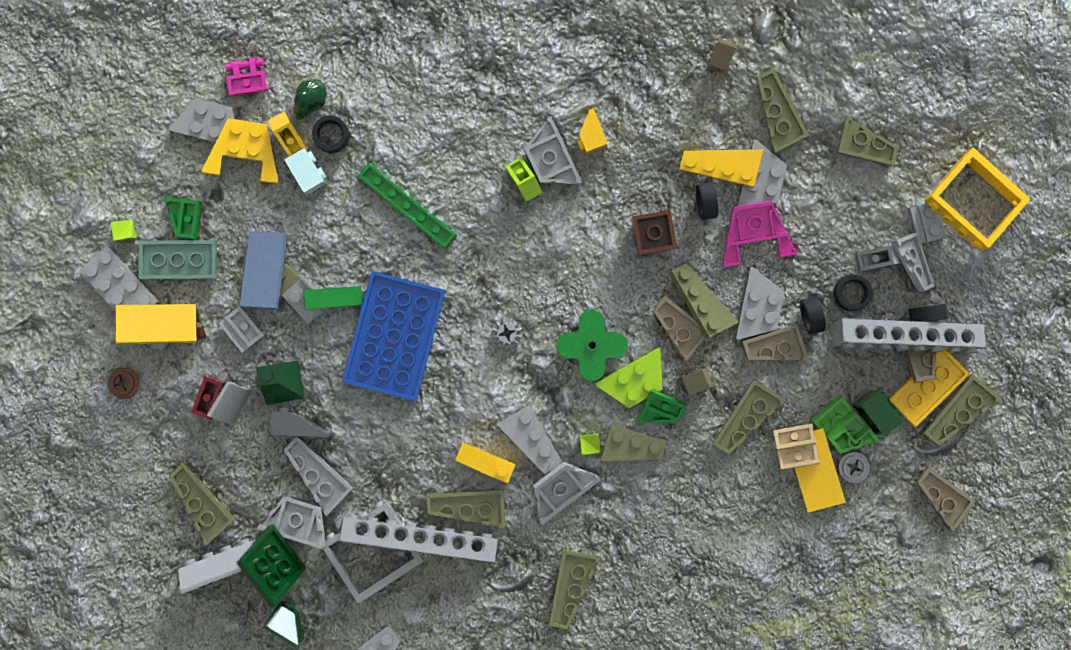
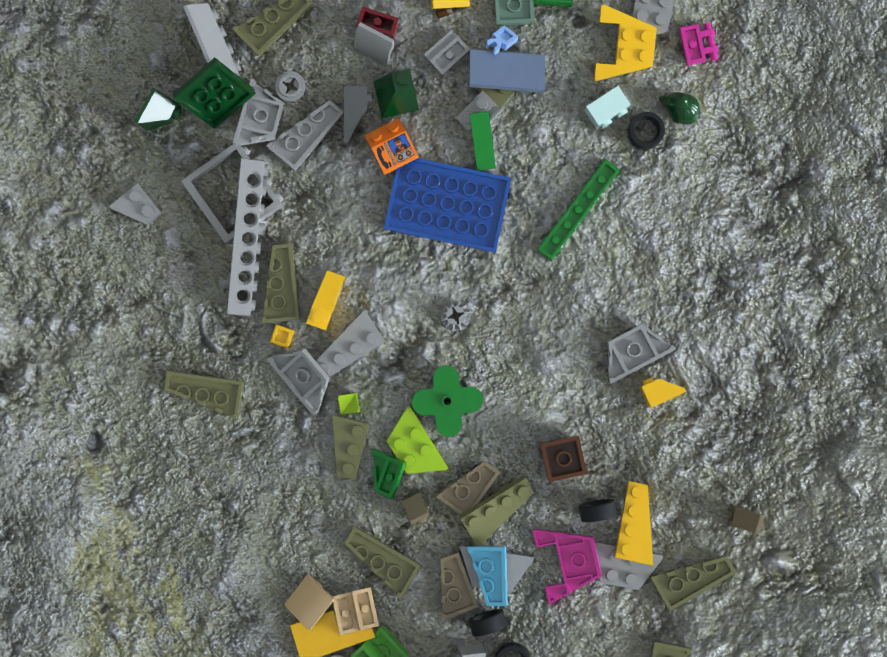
camera: 80 degrees right, 0 degrees up
(231, 273) = (502, 38): none -> light blue plate
(258, 490) = (287, 78): none -> light grey gear
(286, 134) = (644, 86): yellow slope -> none
(333, 389) = (391, 146): none -> orange slope
(519, 508) = (282, 336): none -> yellow tile
(524, 179) = (610, 325): lime slope -> none
(764, 308) = (491, 570): none -> medium azure wing
(785, 492) = (309, 602): none -> tan slope

